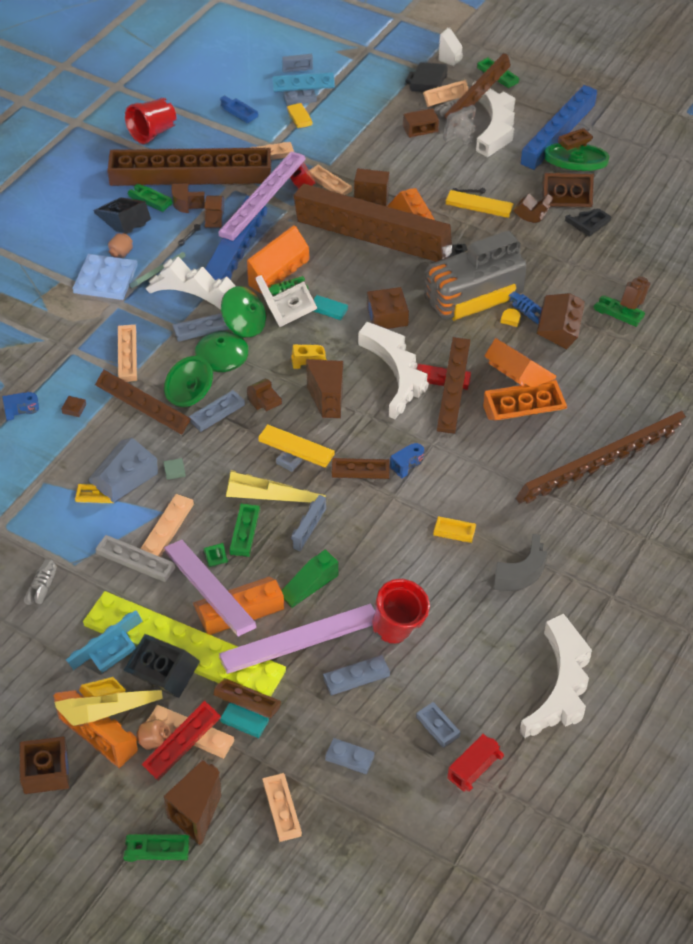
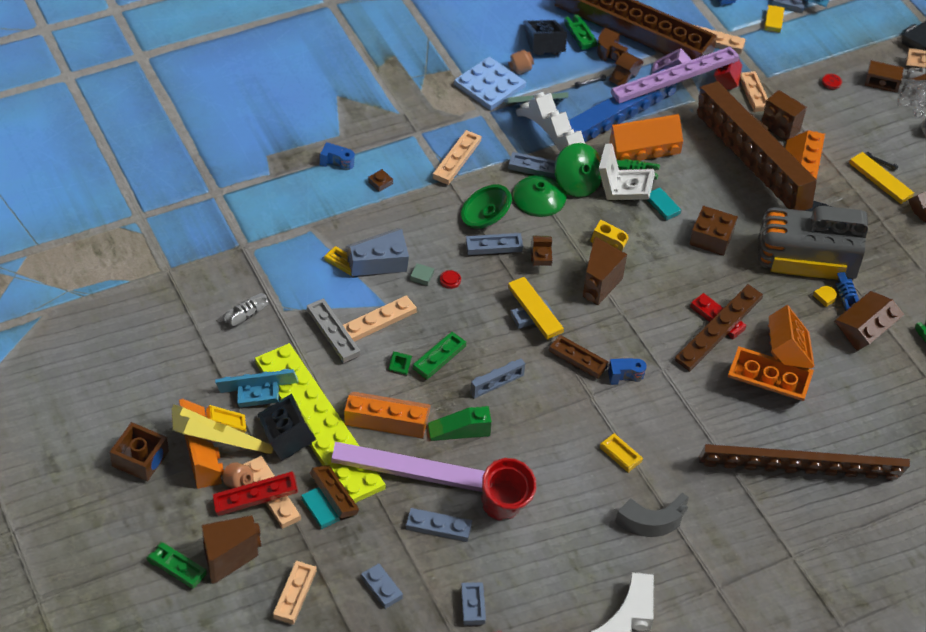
camera: 30 degrees right, 0 degrees up
(143, 402) = (438, 205): reddish brown plate -> none
(201, 460) = (450, 279): none -> red piece
(210, 588) = (368, 385): lavender tile -> none
(246, 188) = (670, 60): none -> lavender slope
(257, 488) = (477, 326): light yellow wedge -> none
(383, 145) = (832, 81): none -> red piece
(391, 349) = (683, 303): white arch -> none

